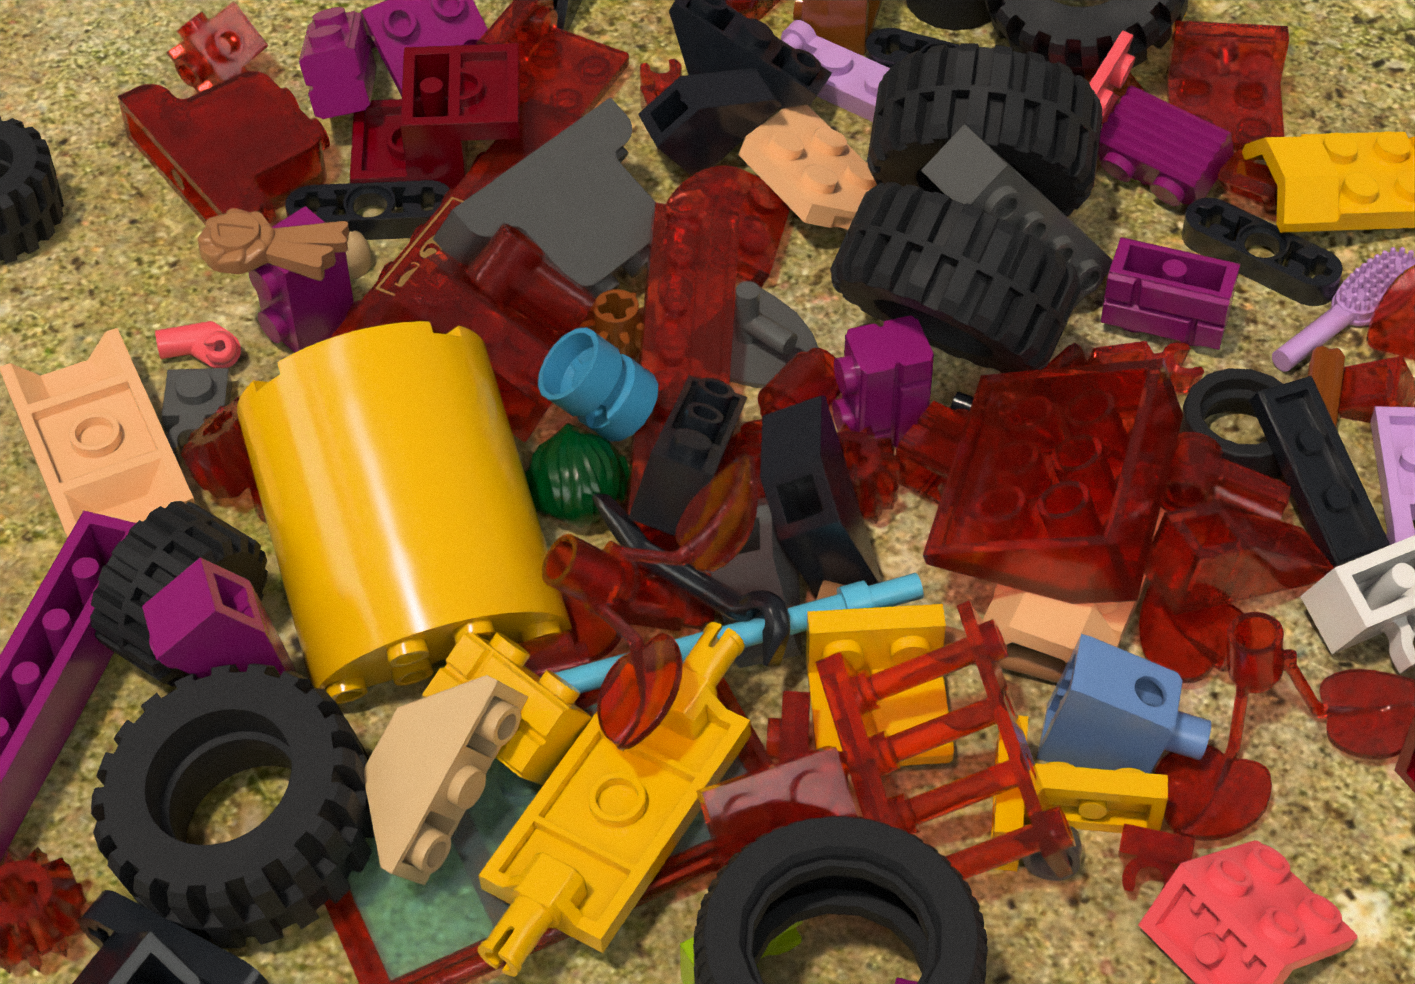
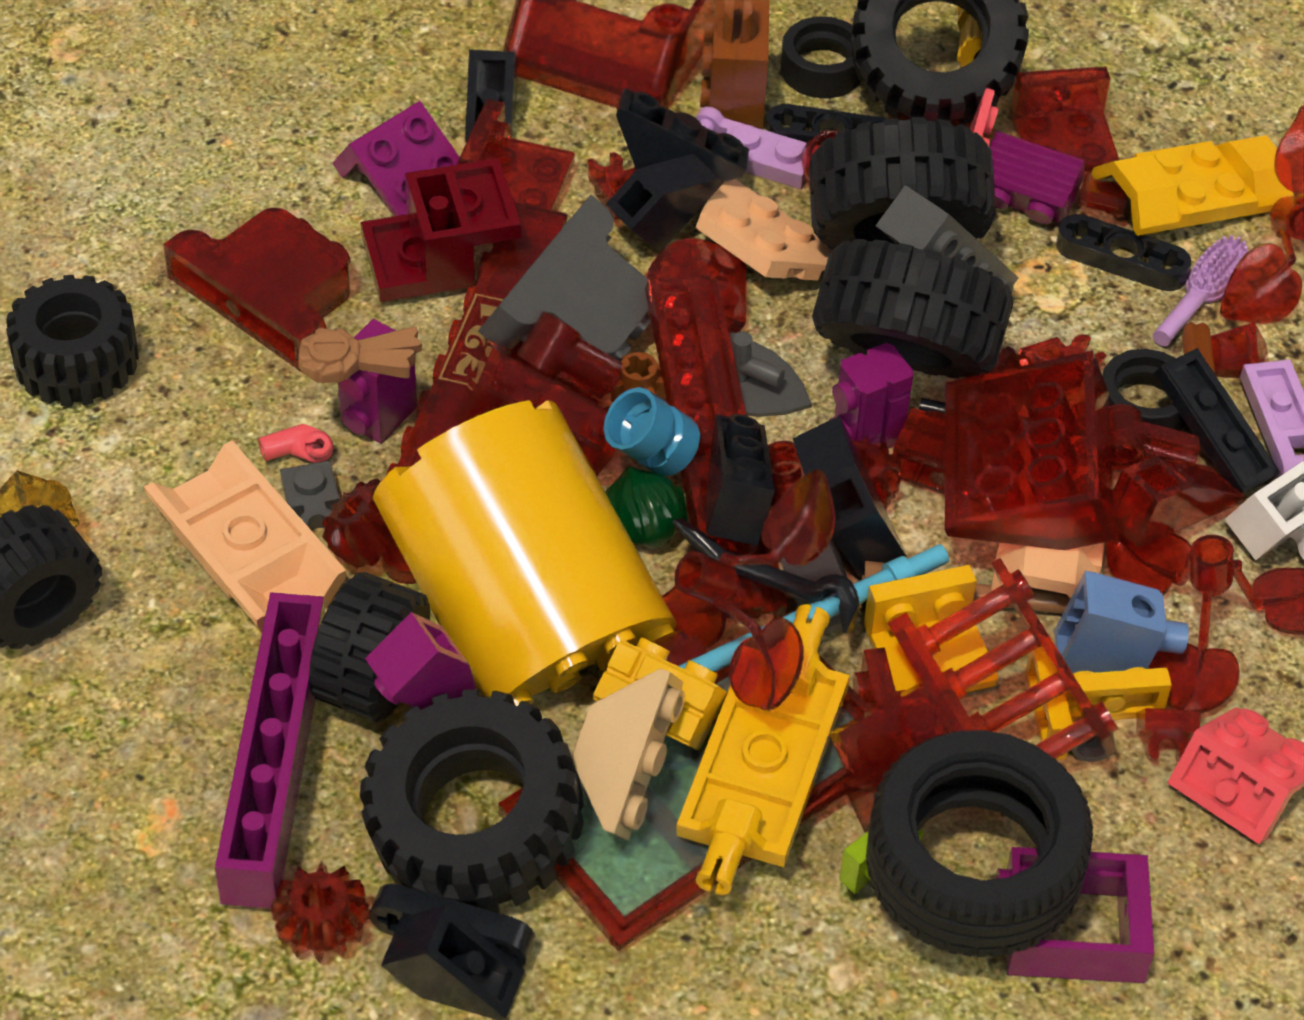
camera: 15 degrees left, 0 degrees up
(215, 47) = (229, 192): clear red brick -> none
(337, 63) = (342, 192): magenta brick -> none
(351, 197) = (434, 296): black beam -> none
(801, 379) = (801, 409): clear red brick -> none
(1169, 293) = (1068, 296): magenta brick -> none

